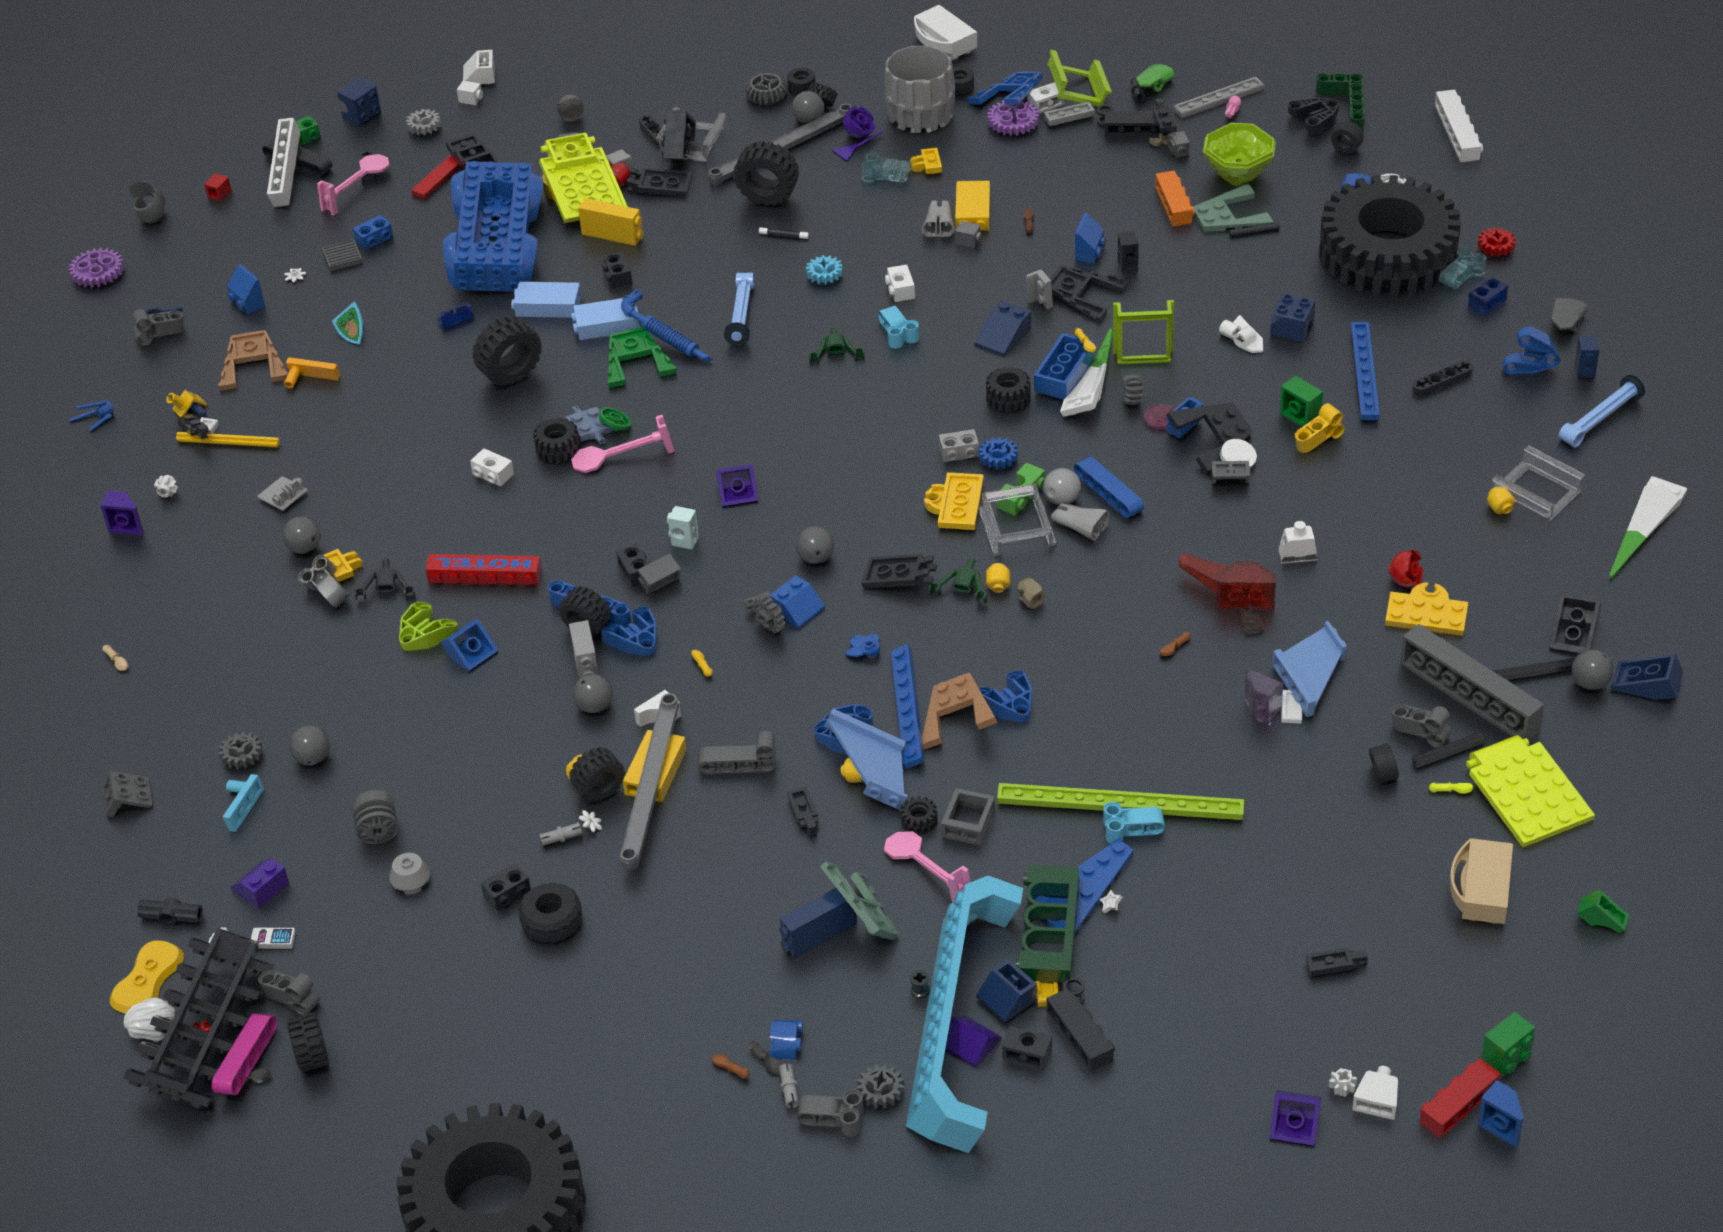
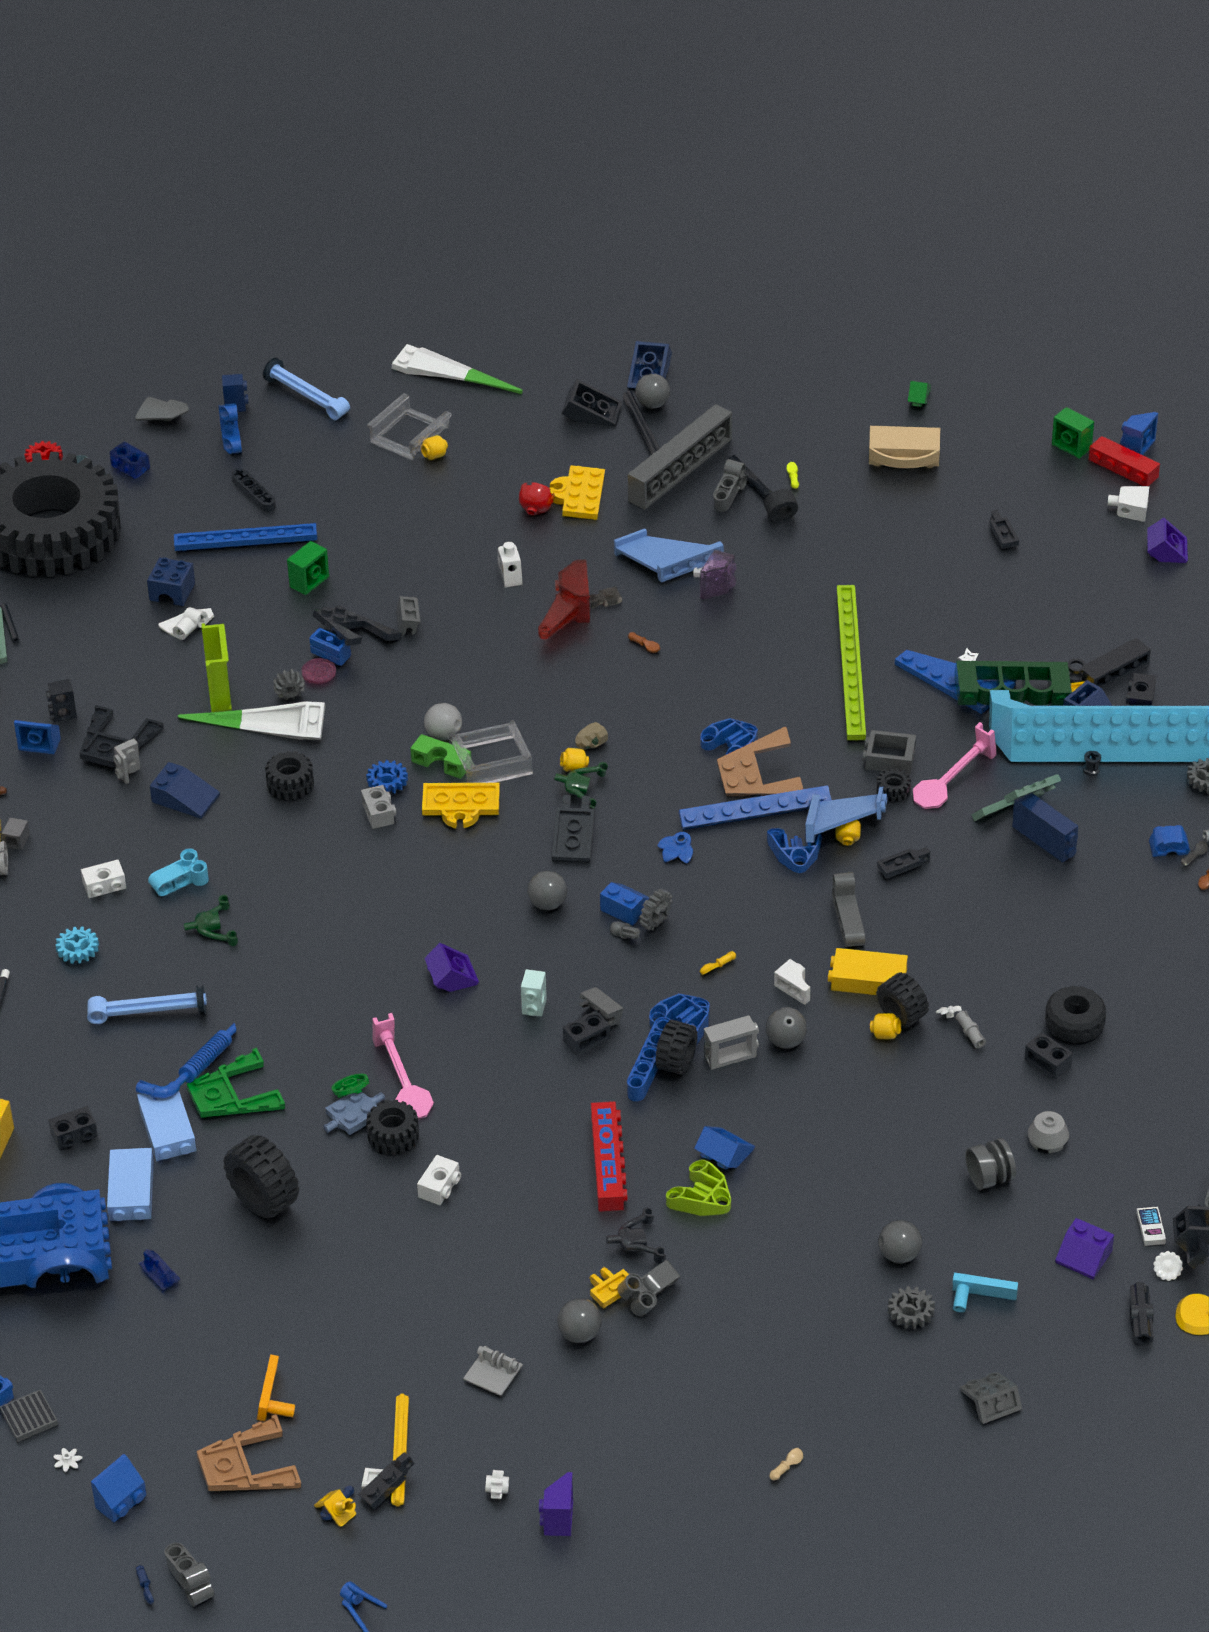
camera: 100 degrees left, 0 degrees up
(350, 324) = (184, 1364): shield -> none
(649, 782) = (896, 960): flat silver piece -> none
(1063, 367) = (251, 735): blue brick -> none
(1083, 520) = (483, 708): light grey piece -> none
(1088, 345) = (236, 708): yellow piece -> none
(1109, 487) = (436, 692): blue beam -> none
(1131, 821) = (876, 655): medium azure piece -> none
(1238, 451) = (380, 612): white tile -> none
(1320, 429) = (344, 557): yellow piece -> none
(1342, 1082) = (1126, 520): white gear -> none
(1527, 790) = (789, 432): neon yellow plate -> none

